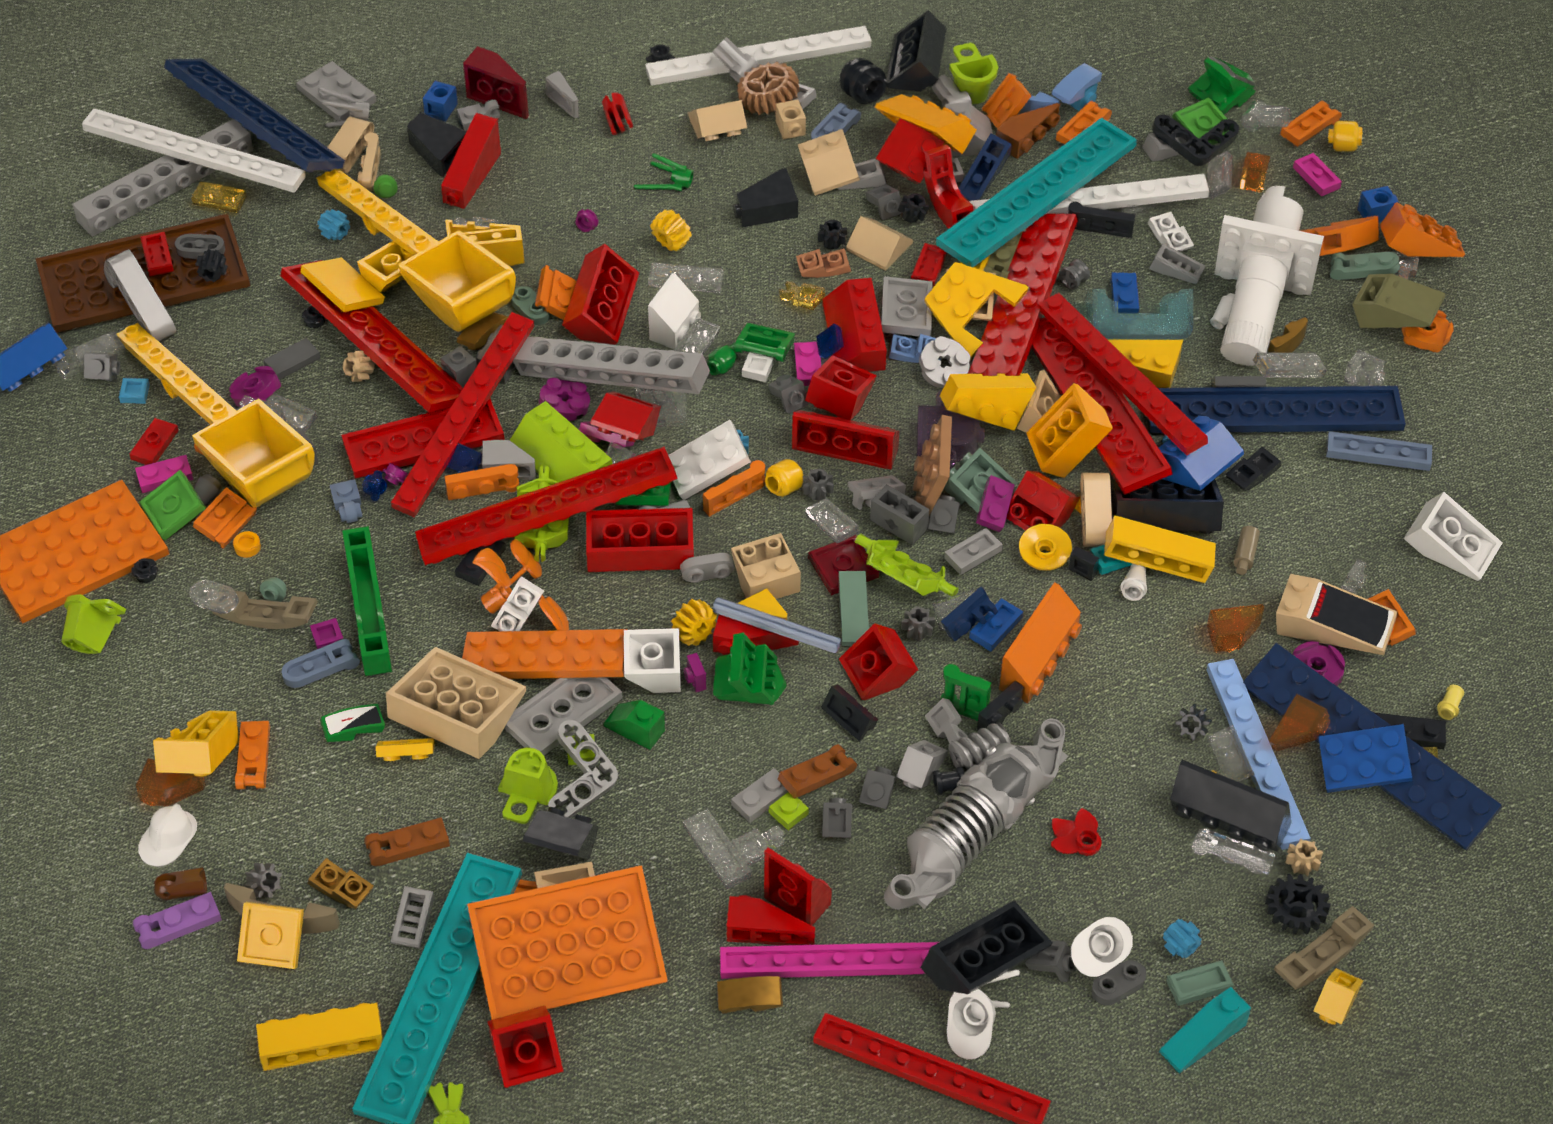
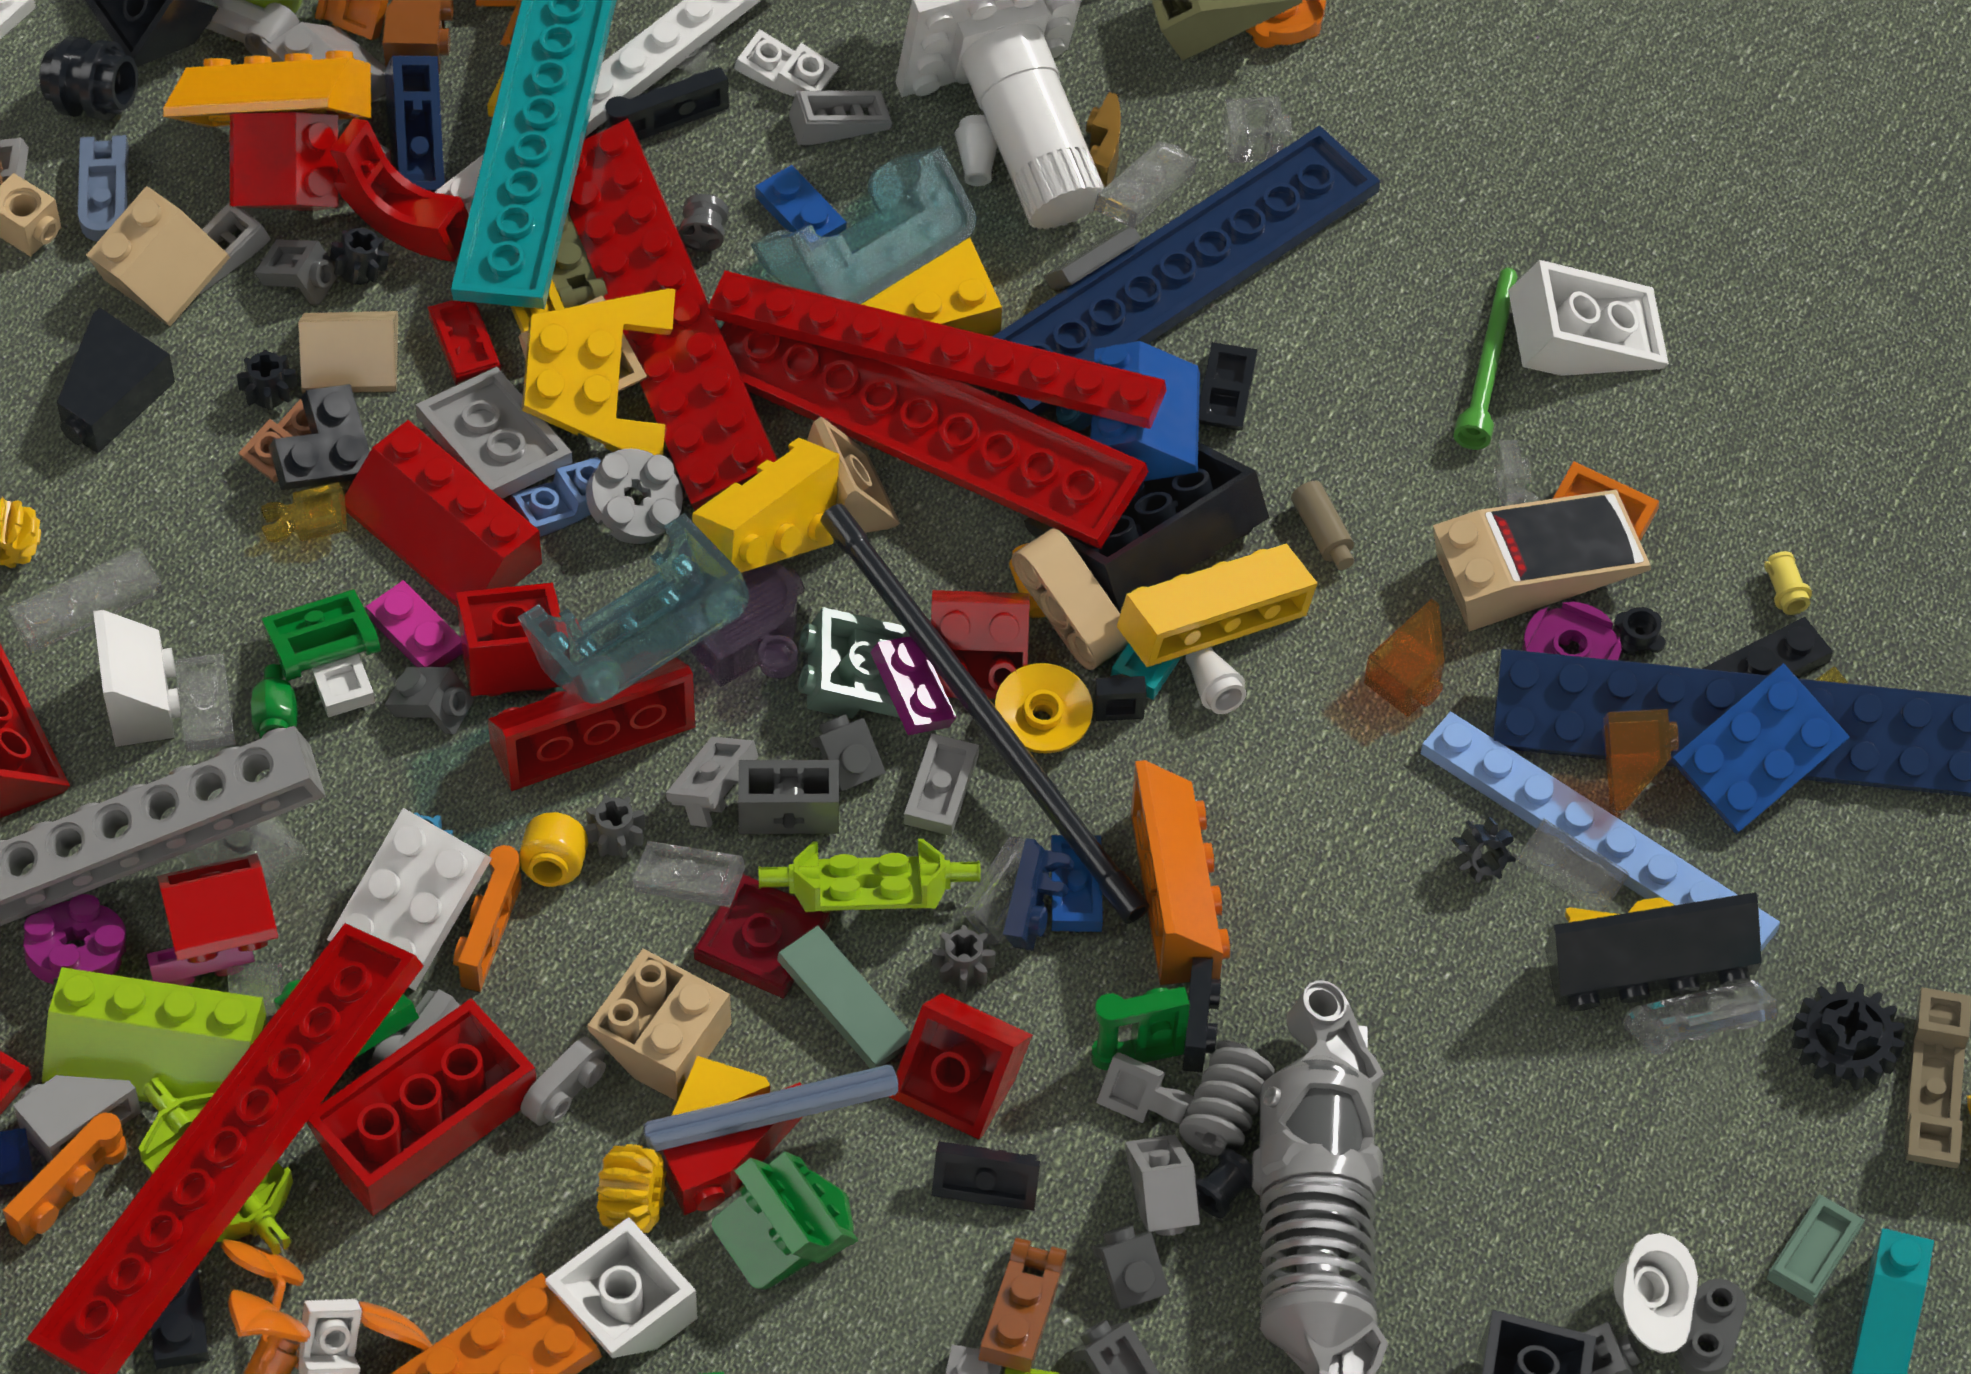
camera: 40 degrees left, 5 degrees up
(695, 672) = (701, 1269): magenta plate -> none
(829, 341) = (426, 569): clear blue plate -> none
(831, 274) = (332, 449): none -> black plate
(855, 405) = (647, 626): none -> clear light blue windscreen
(933, 464) = (789, 683): medium nougat plate -> none
(1015, 430) = (1111, 880): none -> black piece
(1068, 432) = (938, 497): light orange slope -> none
(1073, 834) = (1460, 1139): red plate -> none
(1182, 938) = (1746, 1200): dark azure gear -> none
(1304, 857) = (1798, 957): tan gear -> none
(1359, 549) = (1475, 425): none -> bright green piece
(1360, 674) = (1641, 620): none -> black plate
(1379, 451) = (1375, 247): sand blue plate -> none

